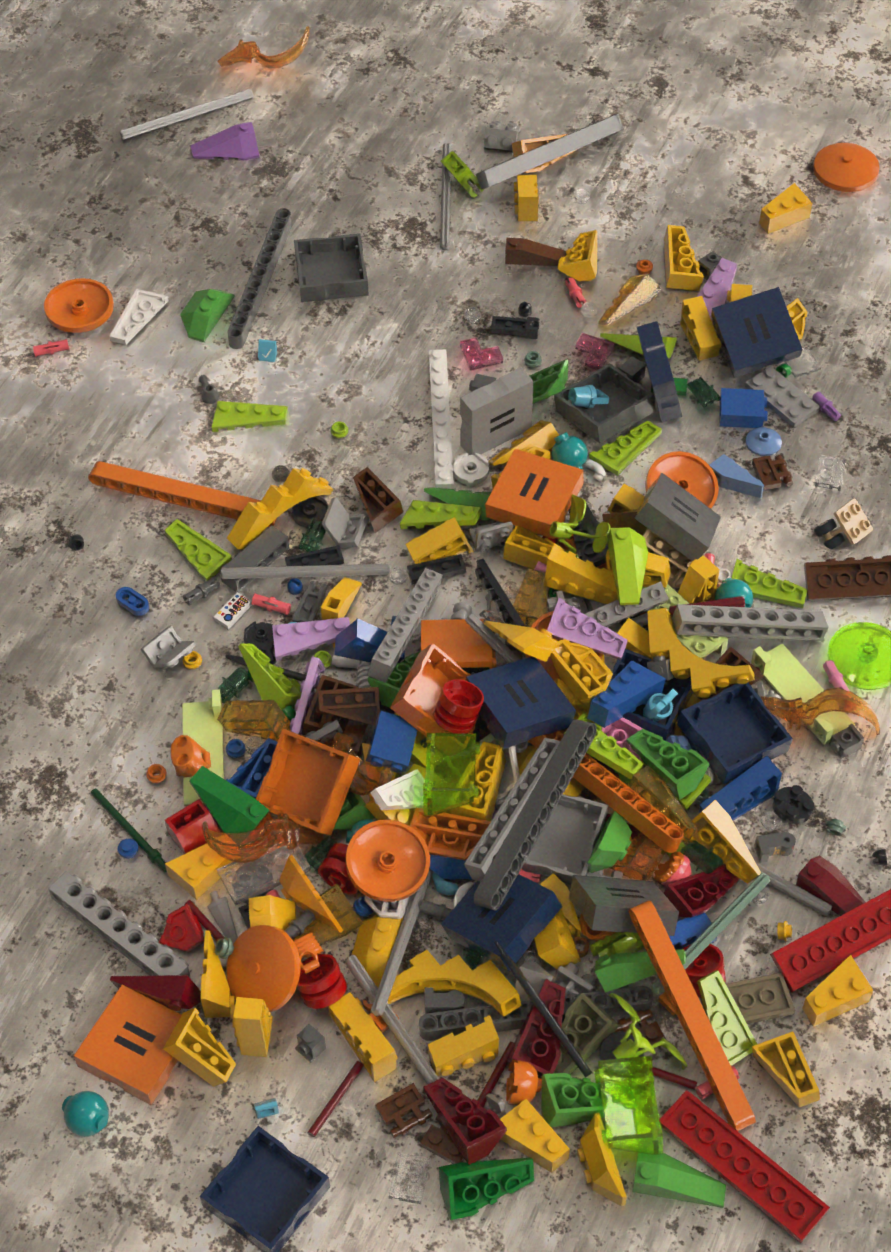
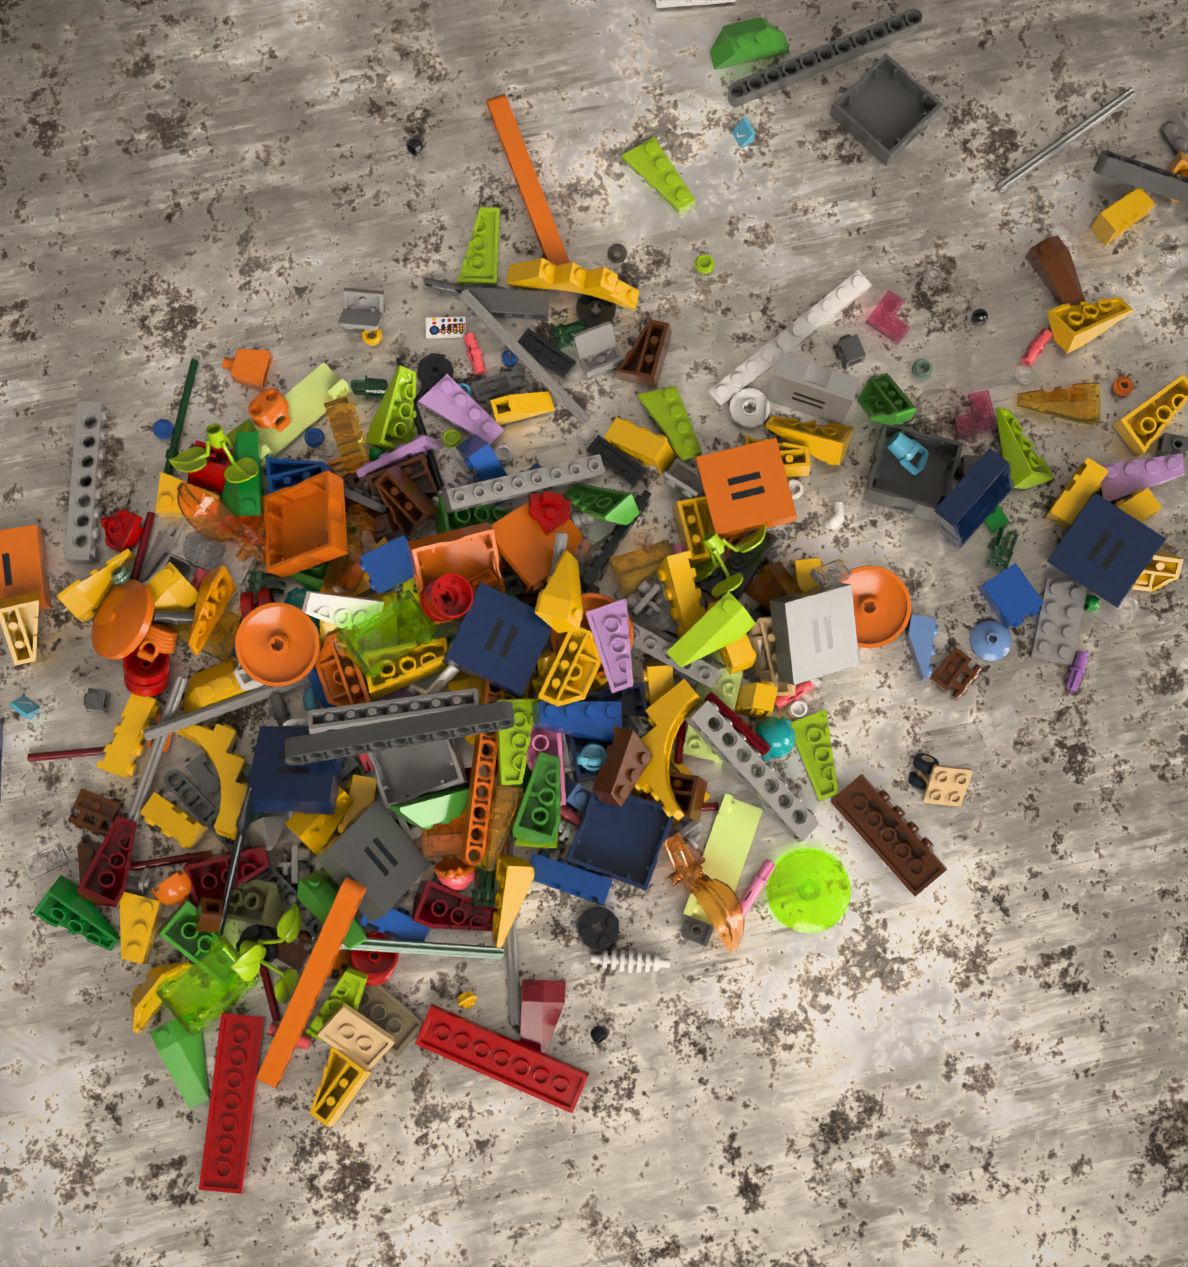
camera: 50 degrees right, 25 degrees up
(133, 602) = (391, 241): blue plate -> none
(138, 754) = (249, 367): none -> orange torso
(154, 769) = (241, 391): orange plate -> none
(169, 990) = (50, 558): dark red wedge -> none
(186, 793) = (195, 457): none -> lime plant
(209, 393) = (660, 128): dark grey bar -> none
(252, 1026) = (66, 649): yellow wedge -> none
(438, 622) = (549, 510): none -> red plate
(461, 172) = (1101, 132): lime plate -> none
(461, 497) = (707, 426): bright green wedge -> none
(469, 582) = (603, 503): none -> bright green wedge
(516, 326) = (948, 323): black plate -> none
(569, 450) = (828, 481): teal brick -> none
(570, 1061) = (209, 915): none -> reddish brown brick
(626, 448) = (873, 524): lime wing -> none
(641, 484) = (830, 573): none -> clear plate
(687, 682) = (622, 768): none -> reddish brown wedge
(757, 1020) = (356, 1036): none -> tan plate
(774, 844) = (551, 943): dark grey leg -> none
(835, 827) = (601, 978): sand green plate -> none
(836, 799) = (638, 961): none -> white piece
(838, 993) = (437, 1081): yellow wedge -> none

